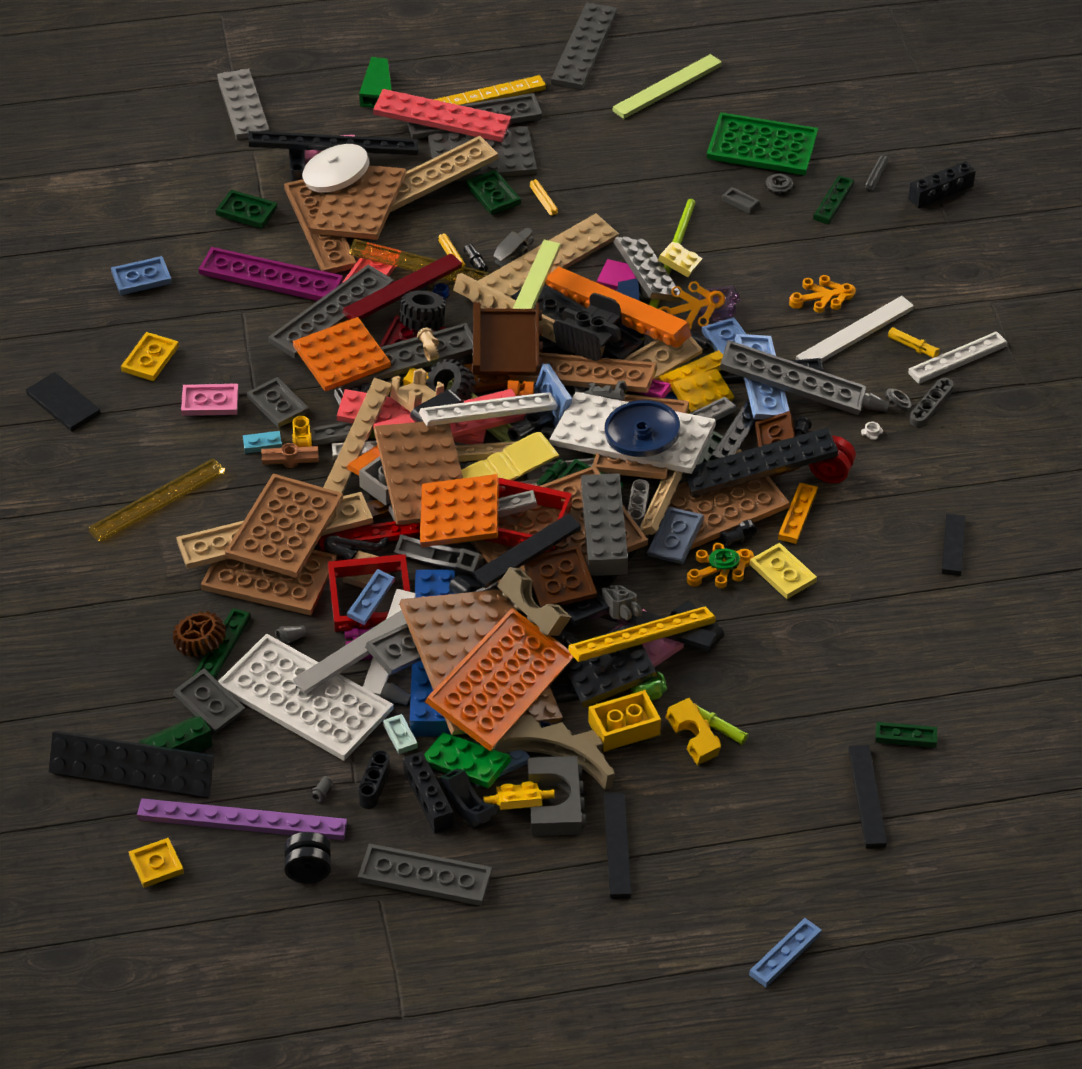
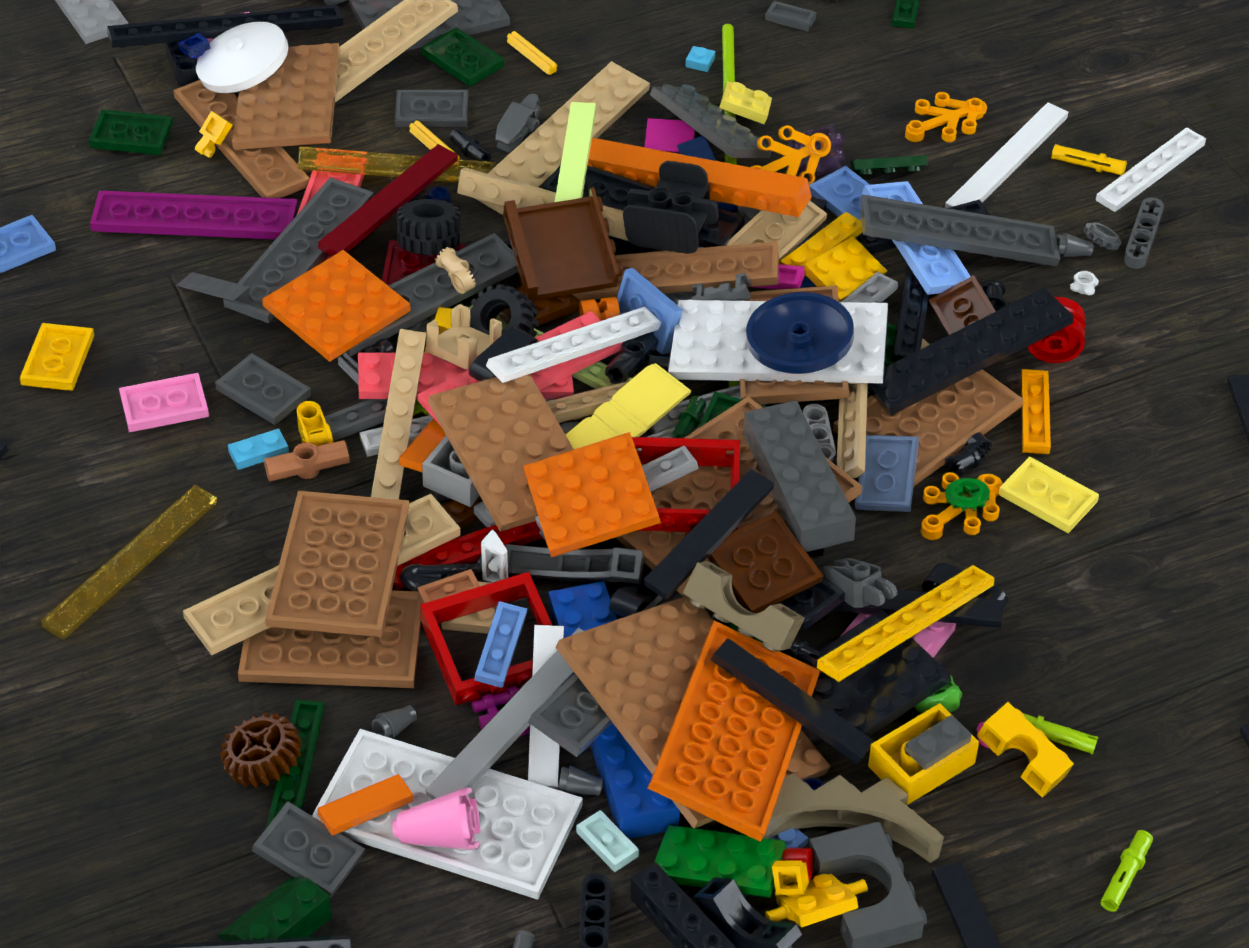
camera: 15 degrees left, 0 degrees up
(252, 680) = (365, 804): none -> orange tile
(265, 326) = (212, 286): none -> dark grey sticker
(297, 699) = (441, 822): none -> bright pink cone
(300, 219) = (213, 131): none -> yellow plate
(305, 154) = (194, 46): none -> clear blue plate
(352, 553) = (448, 586): none -> nougat plate
(387, 540) = (494, 558): none -> white slope
(459, 226) = (432, 108): none -> dark grey tile
(512, 774) = (794, 867): none -> yellow leg
(545, 668) = (792, 700): none -> black tile
(632, 713) = (938, 742): none -> dark grey plate
(662, 221) = (700, 58): none -> medium azure plate
(737, 815) = (1131, 861): none -> lime pin
(766, 322) = (888, 165): none -> dark green plate

